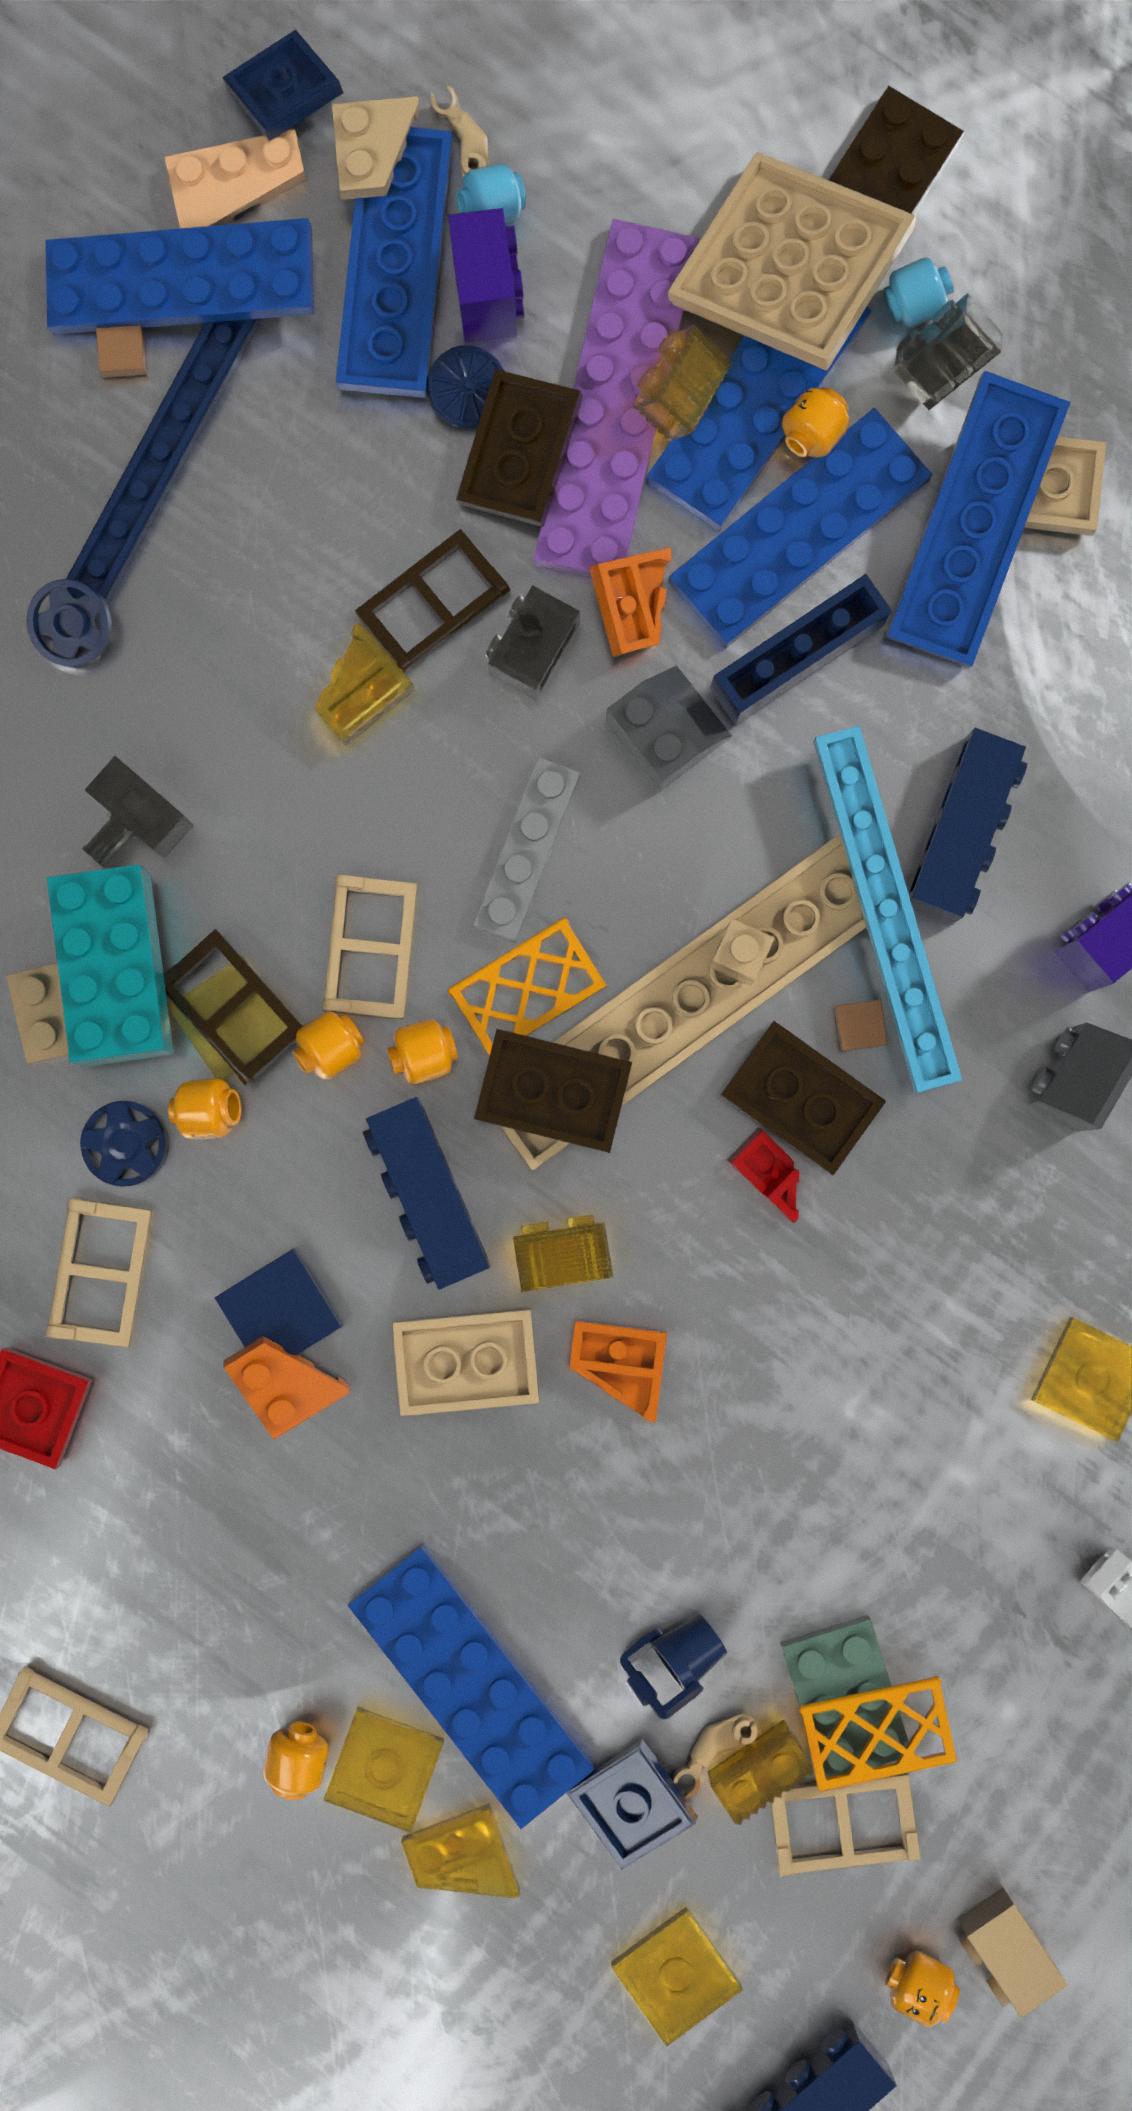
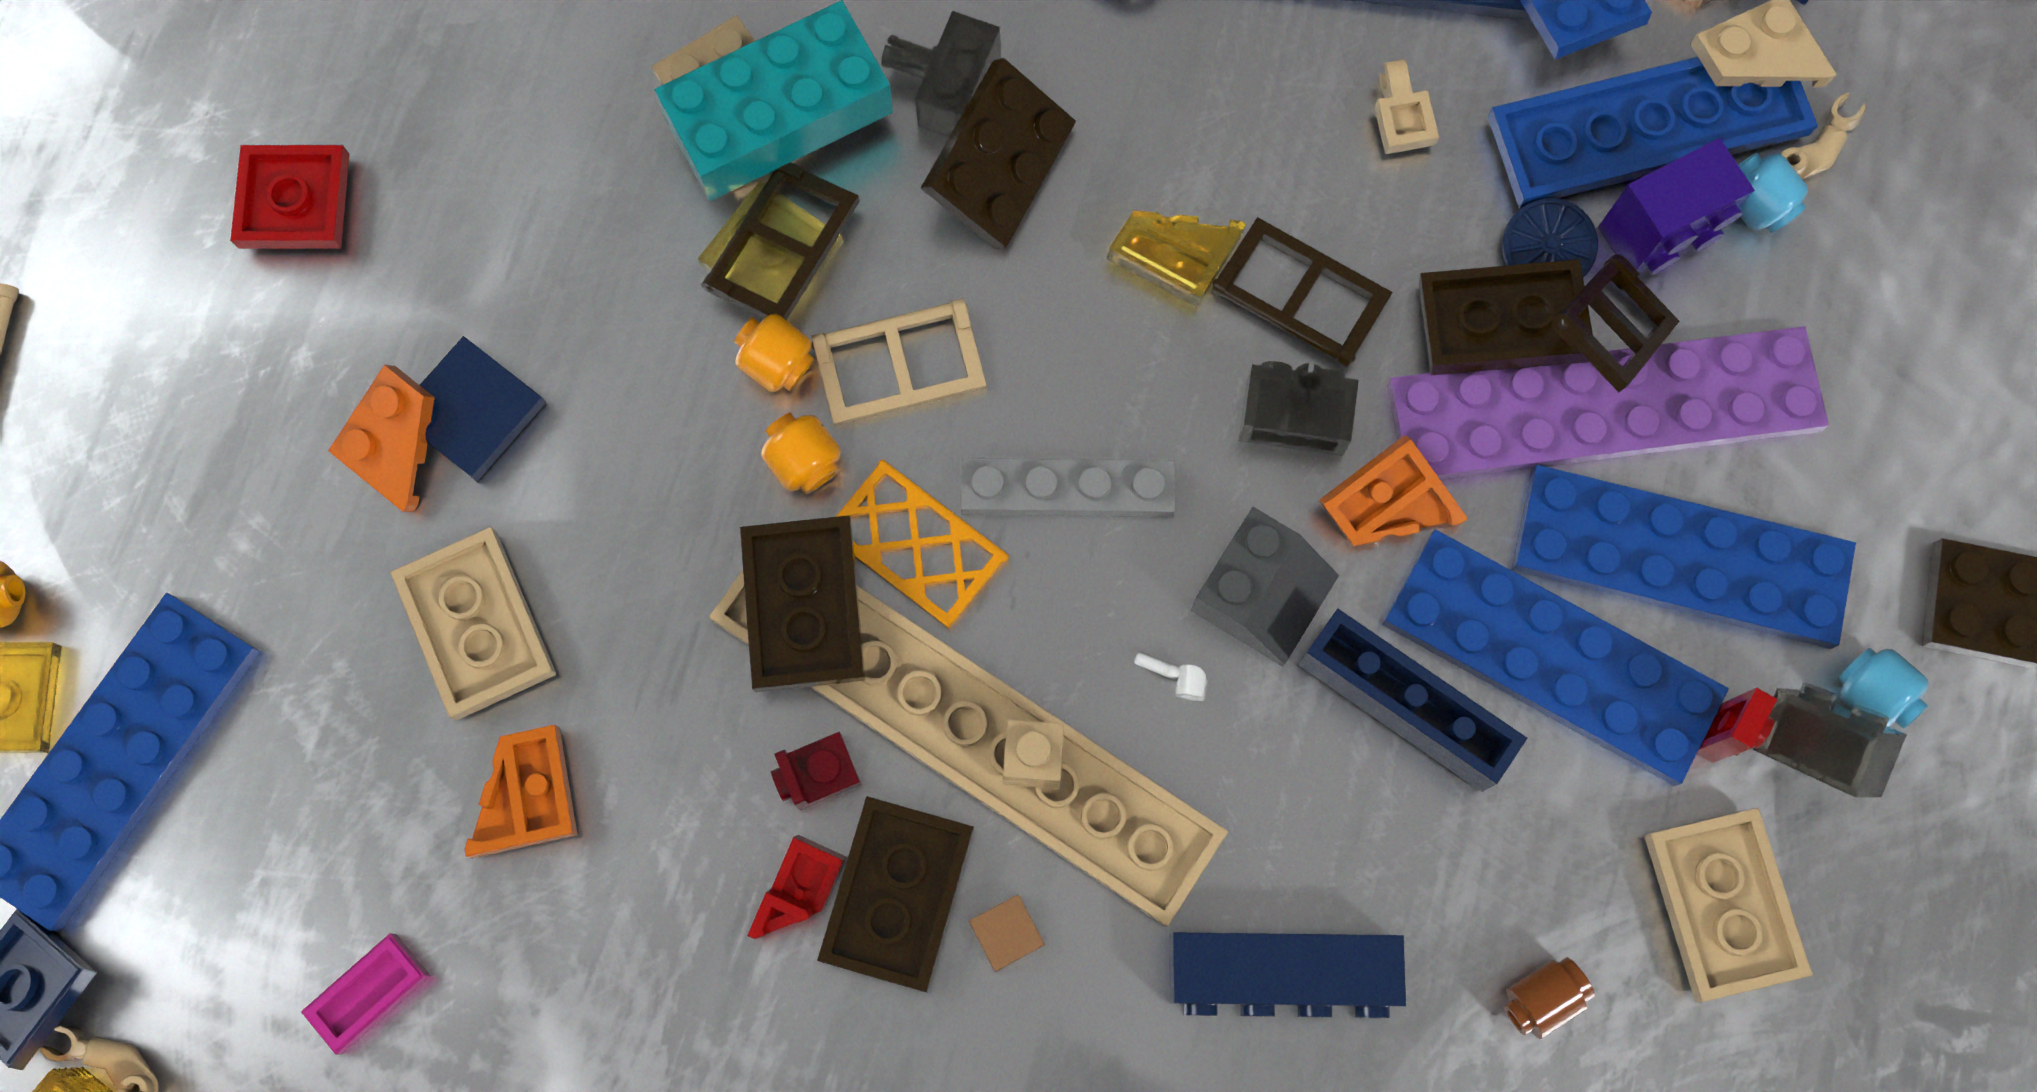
camera: 75 degrees right, 10 degrees down
(121, 1338) = (462, 249): tan window -> none
(123, 1143) = (601, 191): dark blue wheel -> none
(205, 1109) = (662, 253): light orange head -> none
(224, 798) = (998, 154): none -> dark brown plate
(315, 456) = (1403, 116): none -> tan plate
(427, 1192) = (646, 514): dark blue brick -> none
(562, 1254) = (625, 684): clear yellow brick -> none
(566, 399) = (1578, 334): none -> dark brown window
(681, 382) = (1655, 459): clear yellow brick -> none
(684, 1128) = (815, 772): none -> dark red bracket
(687, 1655) = (205, 987): dark blue piece -> none
(718, 812) = (1191, 679): none -> white hand
(730, 1534) = (365, 994): none -> dark pink tile
(792, 260) = (1851, 531): tan plate -> none
(815, 422) = (1679, 624): light orange head -> none
(887, 909) = (1145, 910): medium azure plate -> none
(911, 412) = (1739, 726): none -> red plate
(977, 519) = (1652, 850): blue plate -> none
(1053, 640) = (1548, 997): none -> dark orange brick

